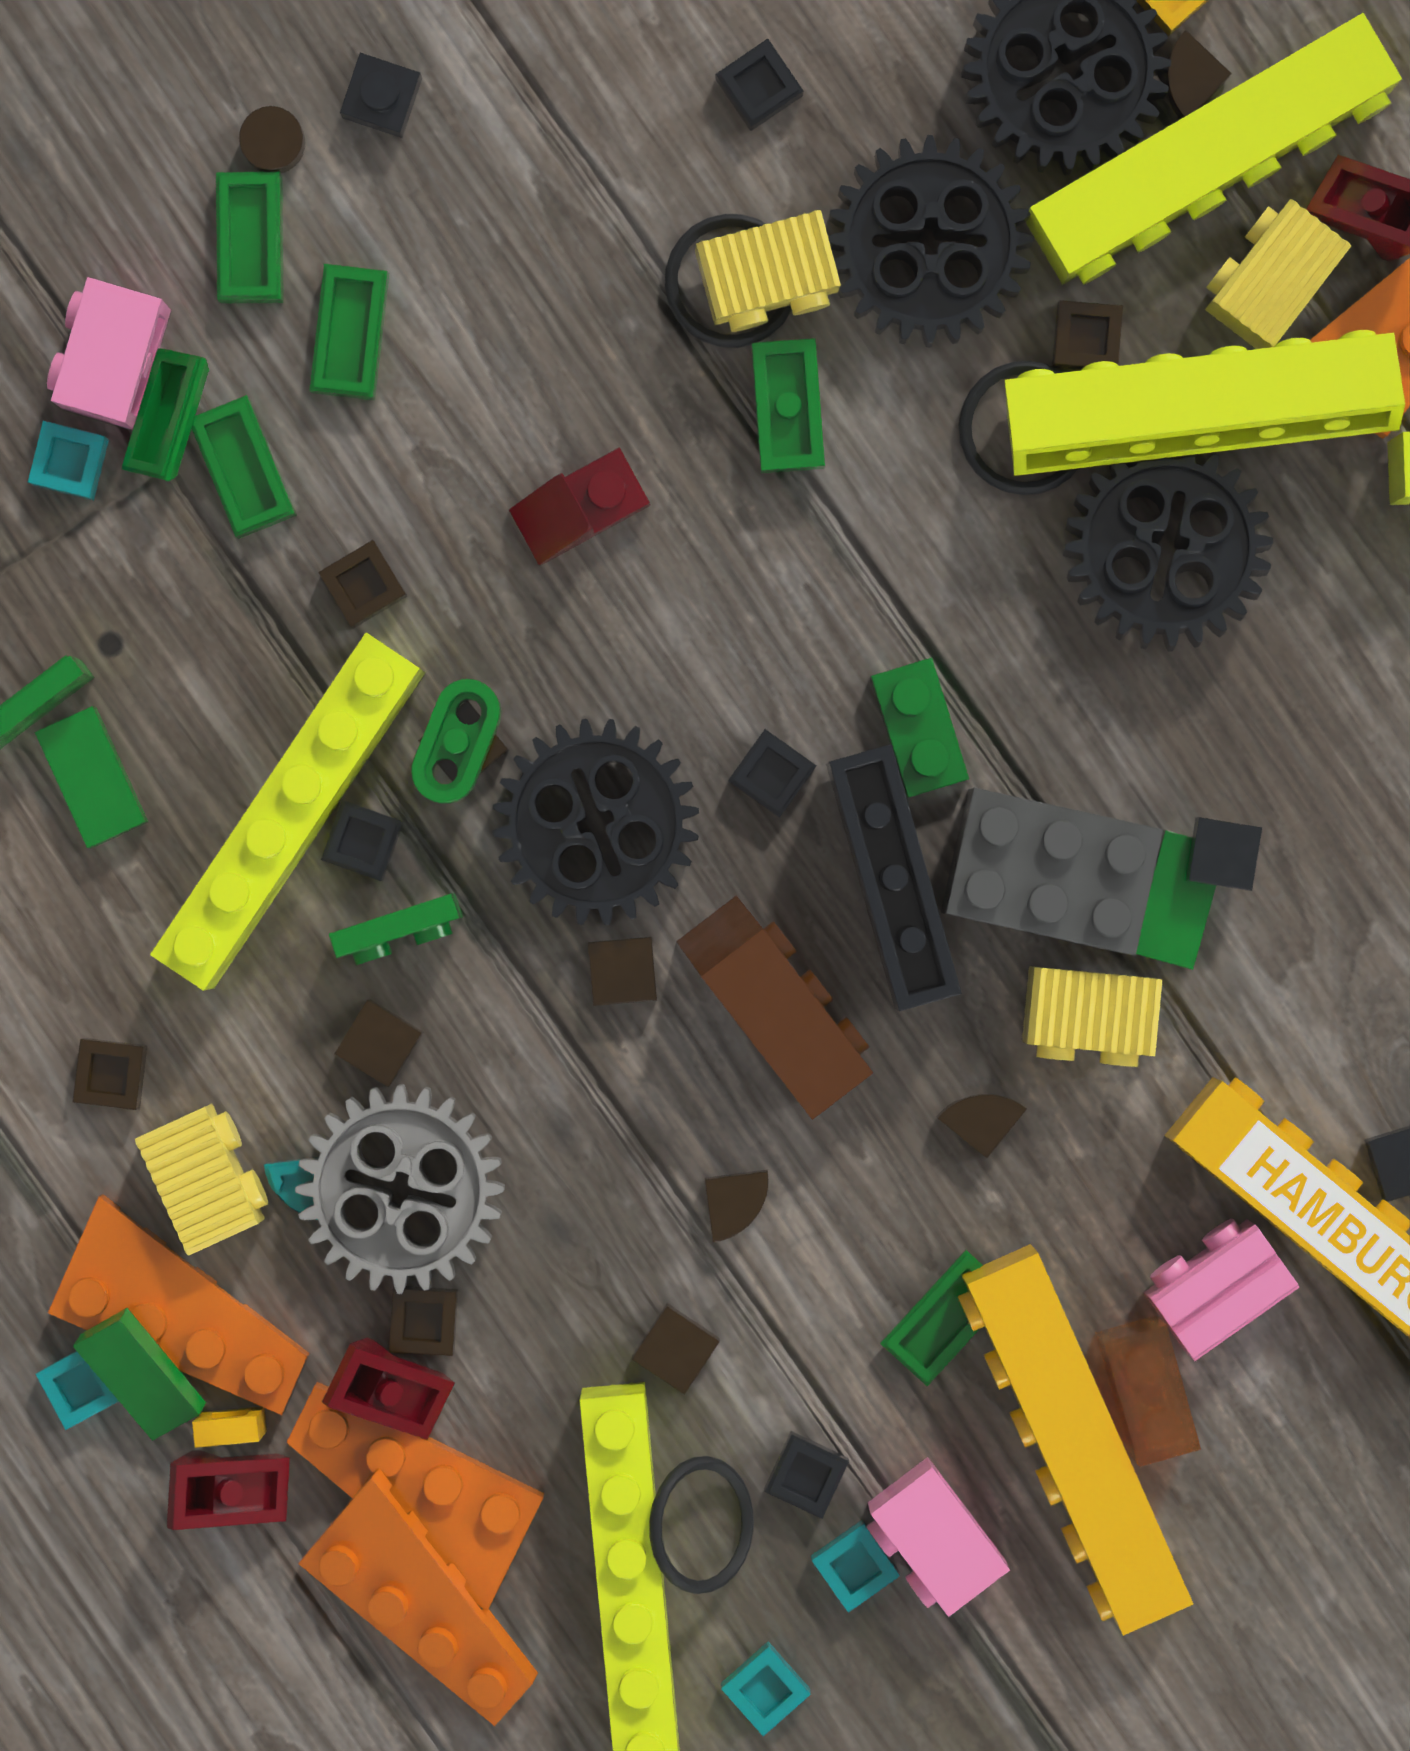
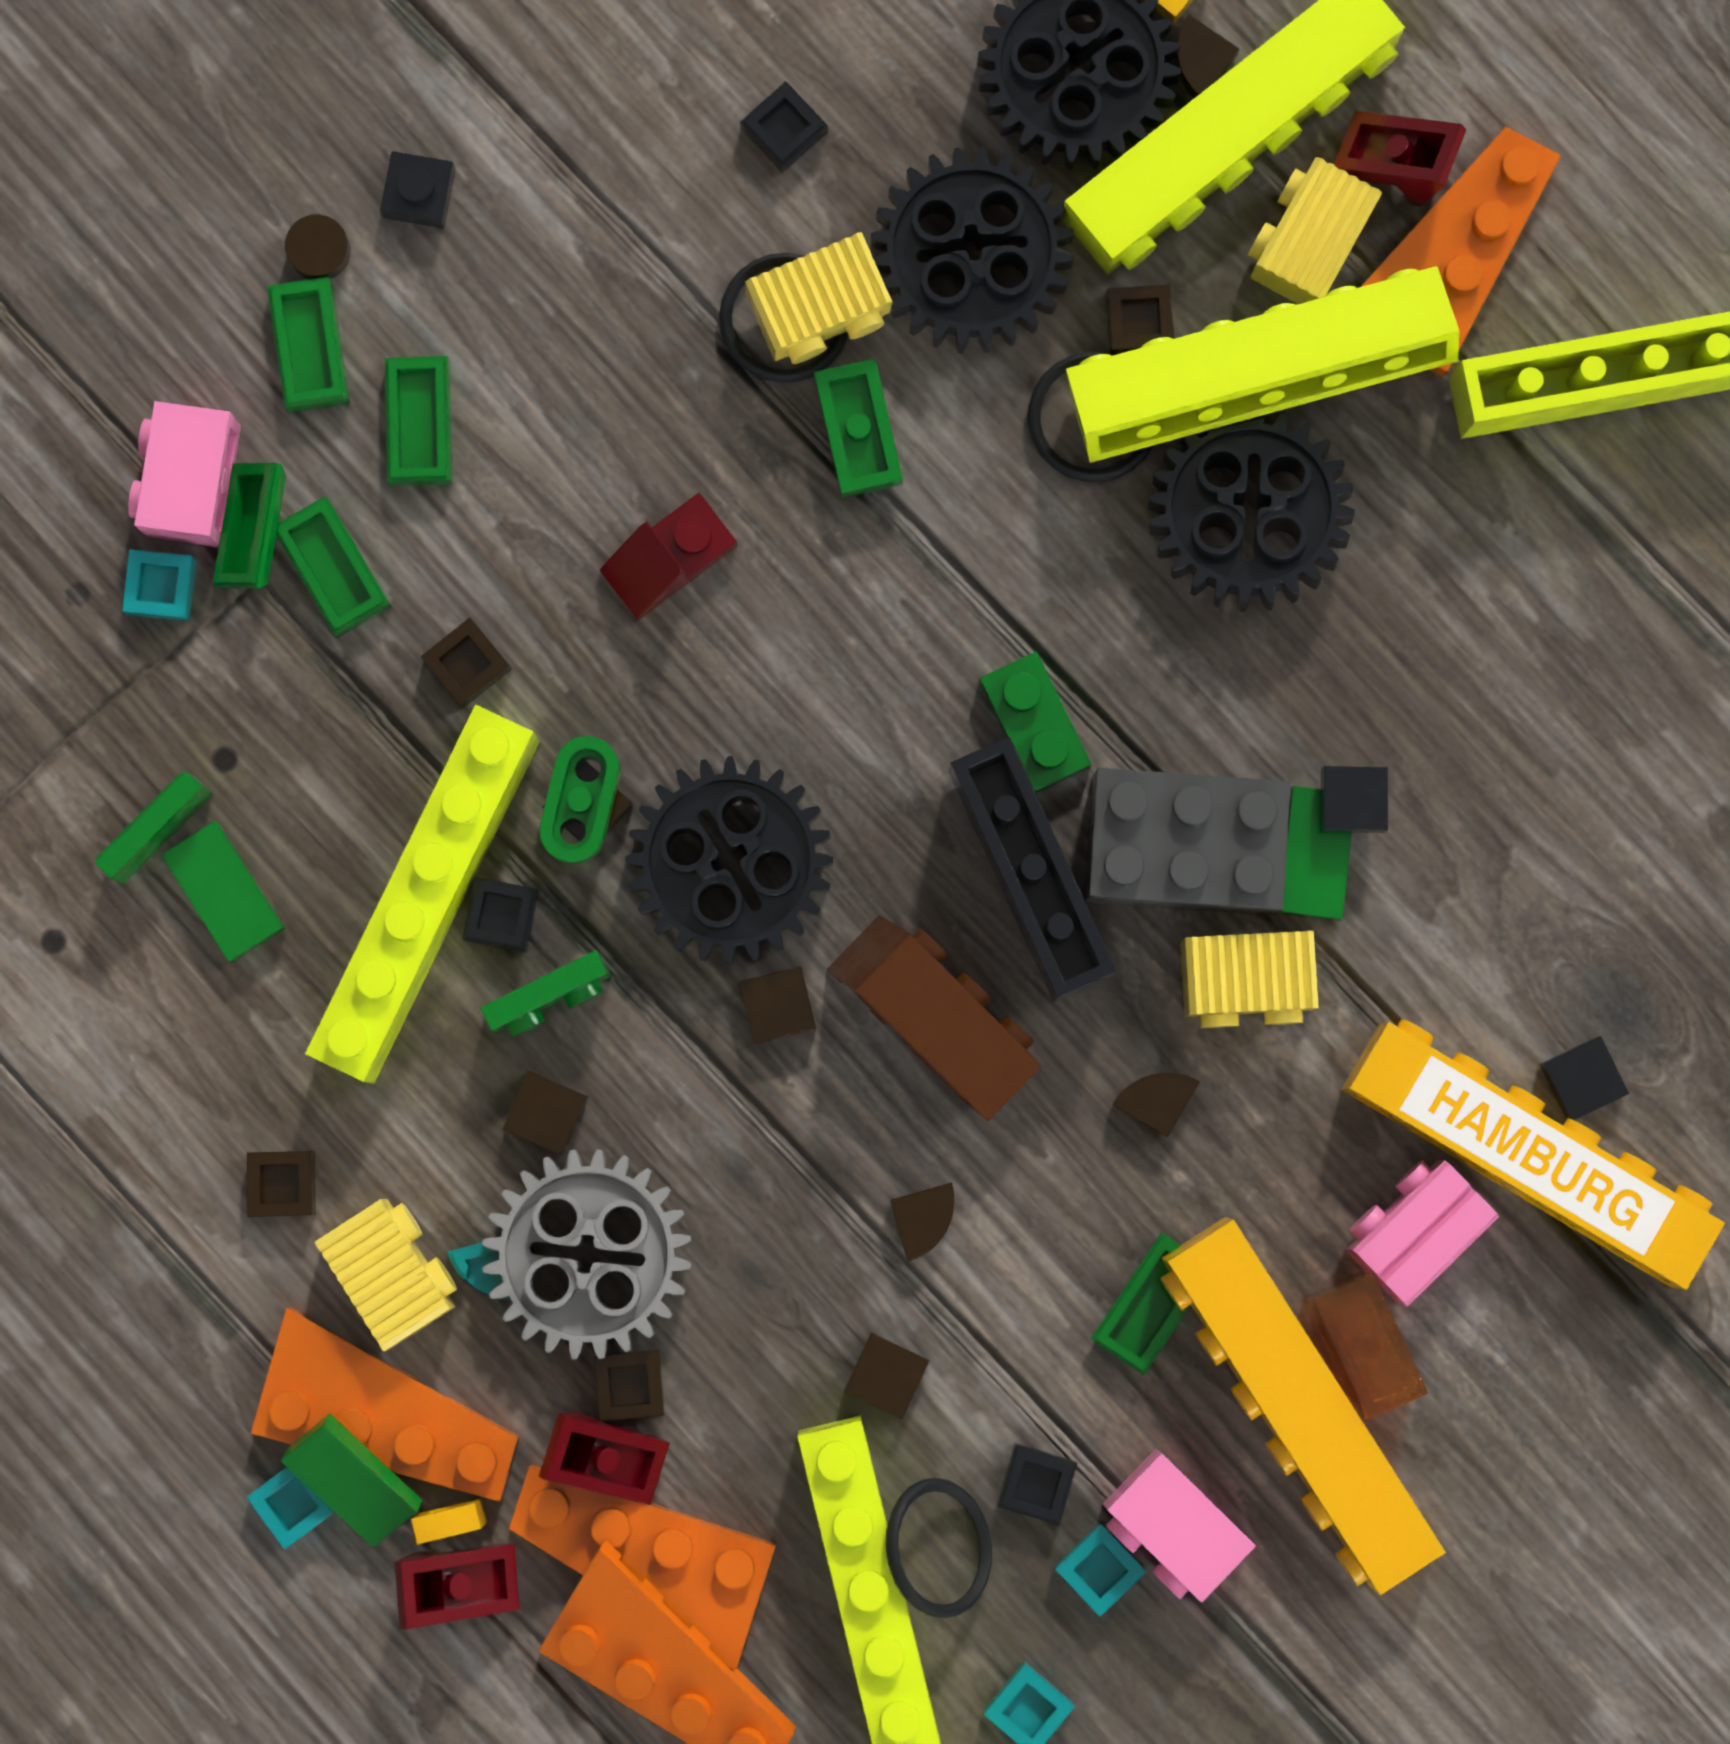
camera: 10 degrees left, 5 degrees down
(772, 773) = (896, 788): black tile -> none

